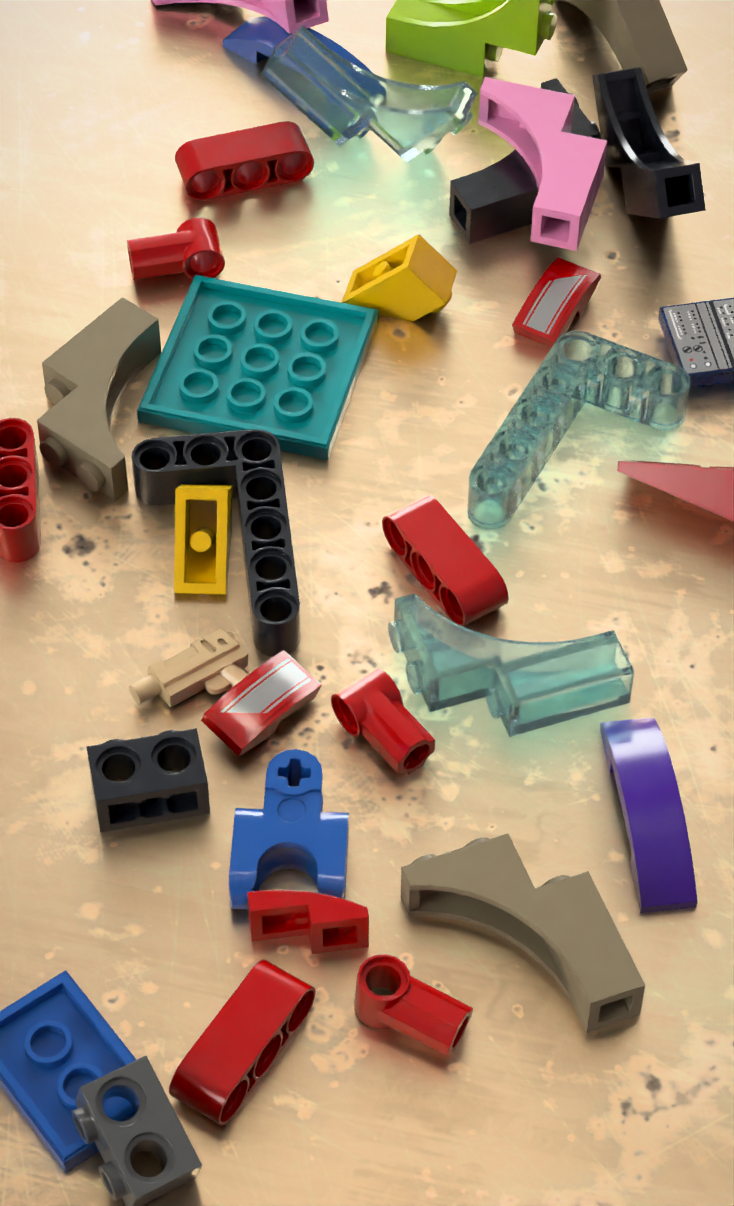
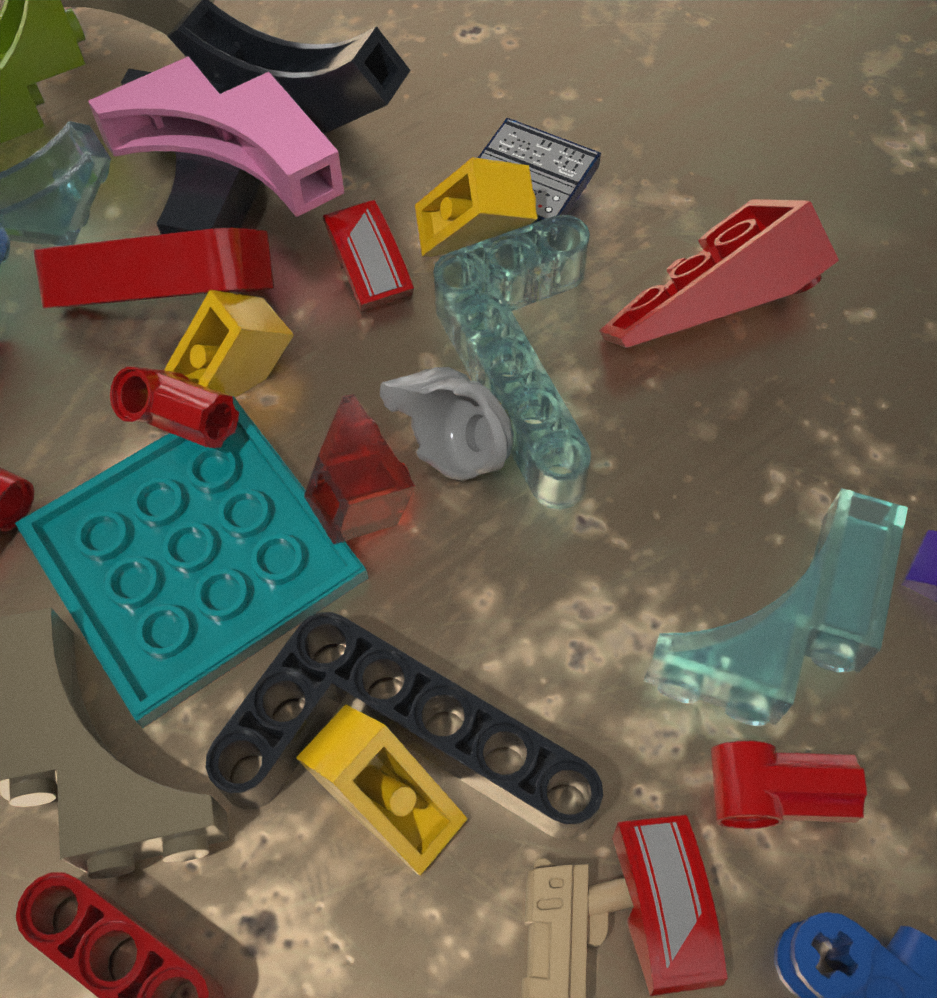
camera: 50 degrees left, 10 degrees up
(336, 281) = (174, 405): none -> red piece
(377, 396) = (357, 477): none -> clear red slope
(423, 208) = (154, 267): none -> red beam
(445, 560) = (608, 569): red beam -> none
(468, 415) = (454, 421): none -> light grey hair
(645, 323) = (475, 205): none -> yellow slope

